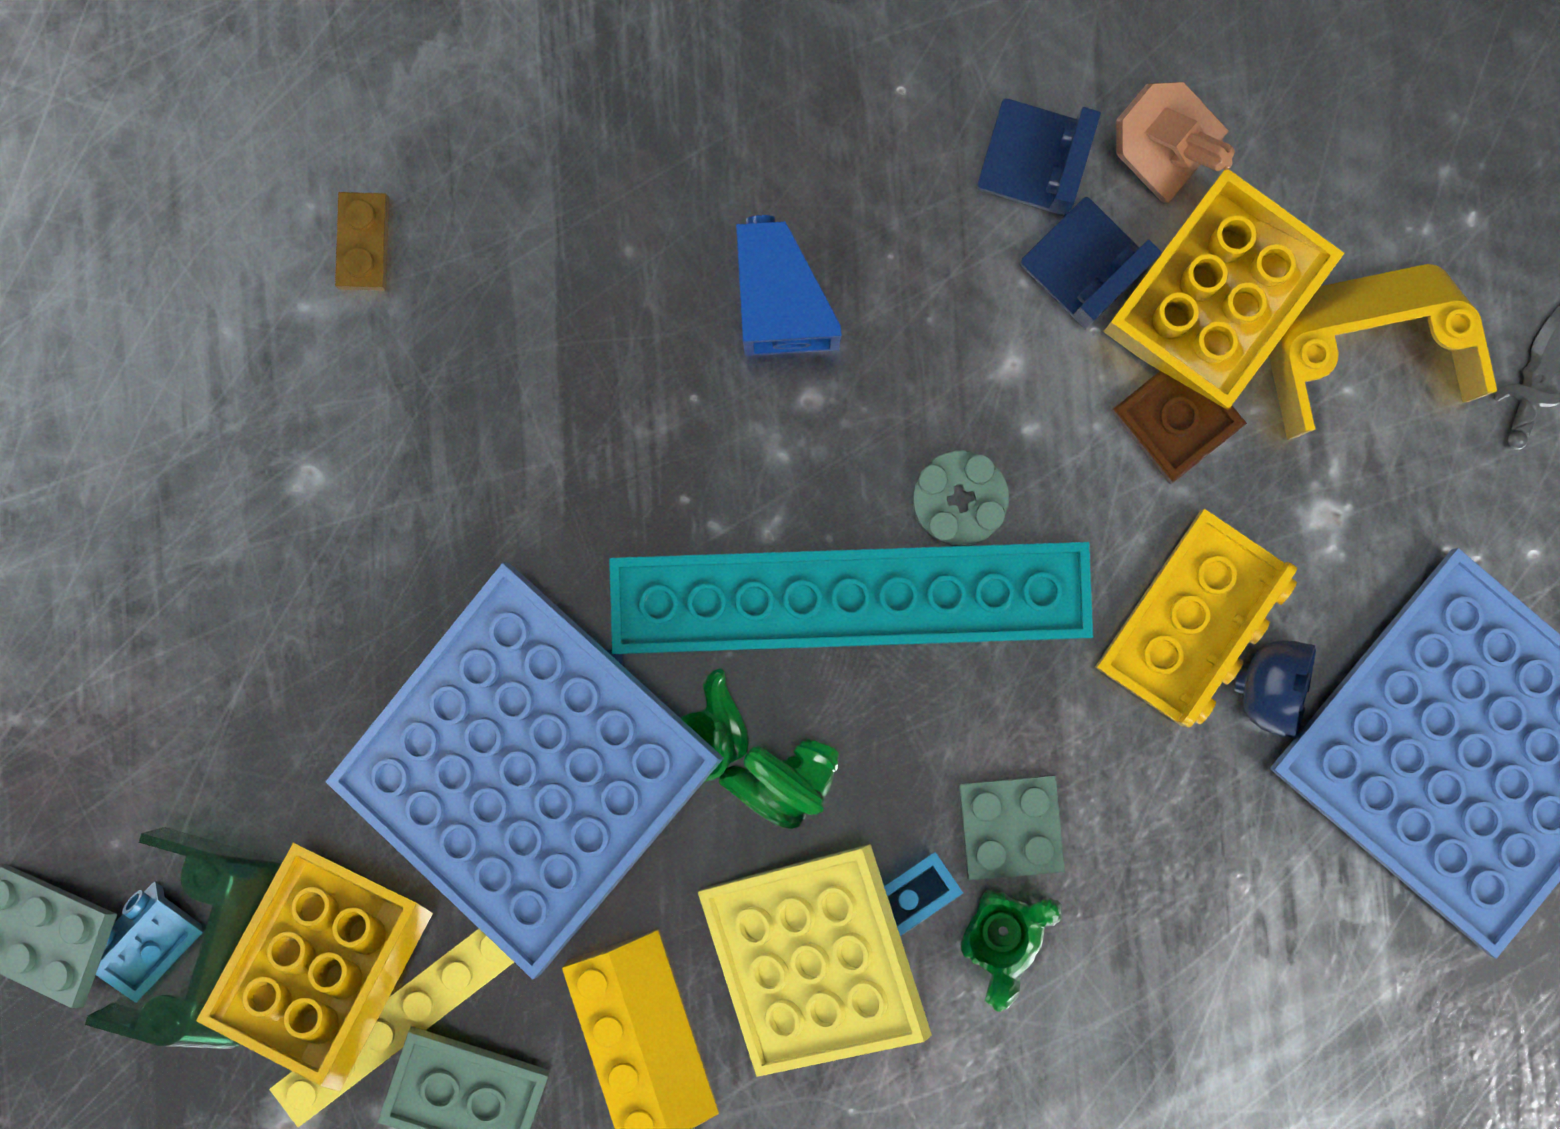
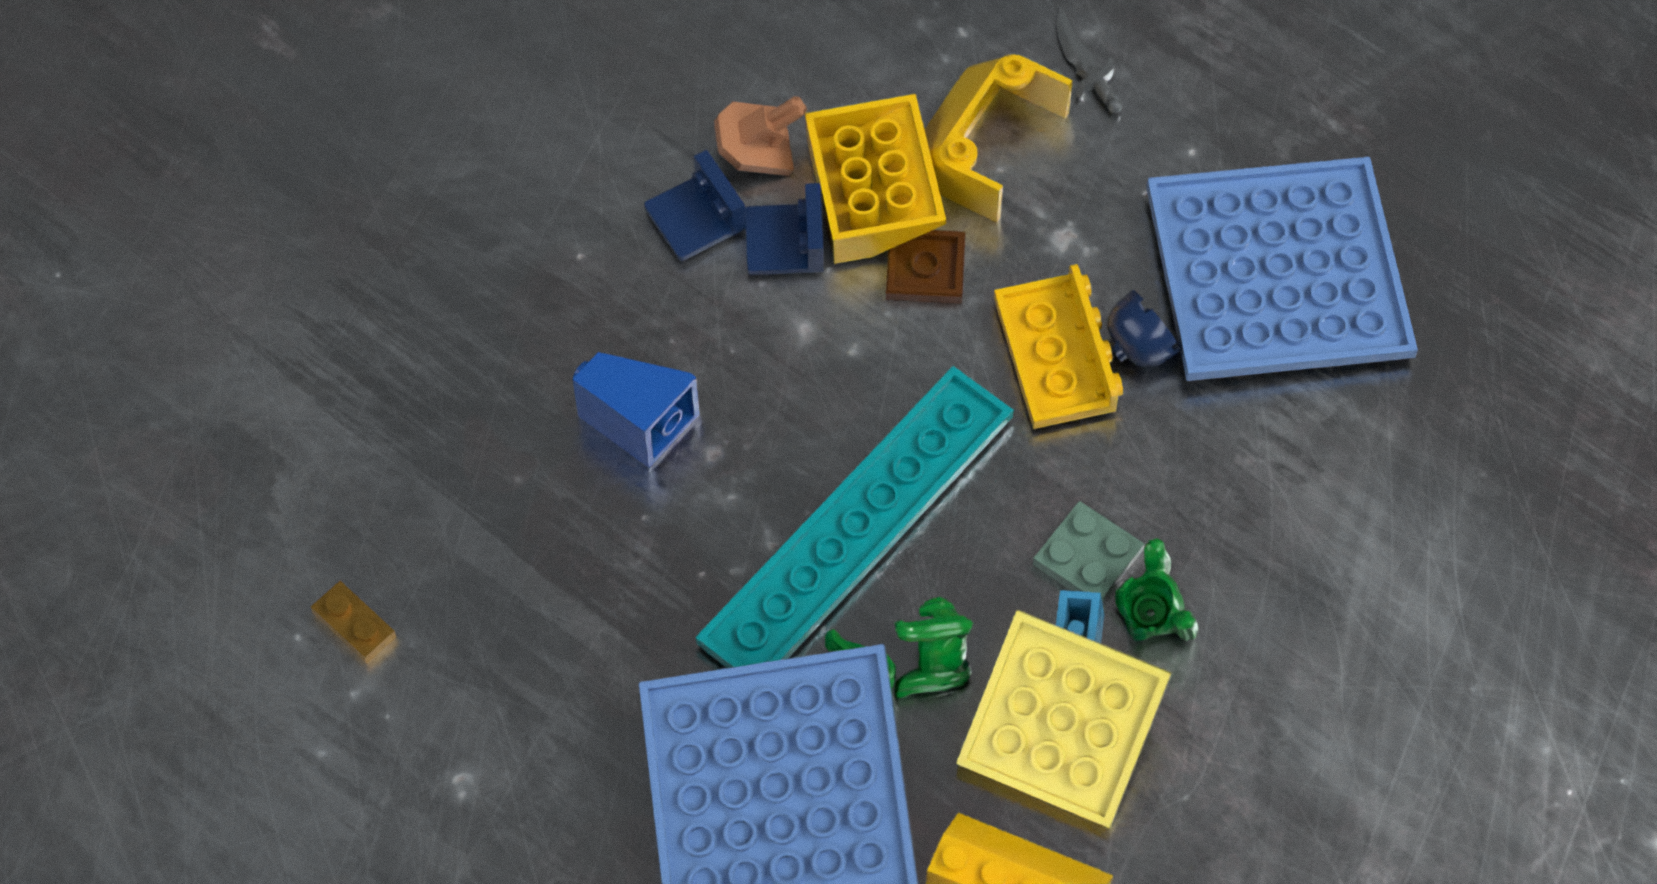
camera: 50 degrees left, 25 degrees down
(984, 513) = (854, 397): sand green plate -> none

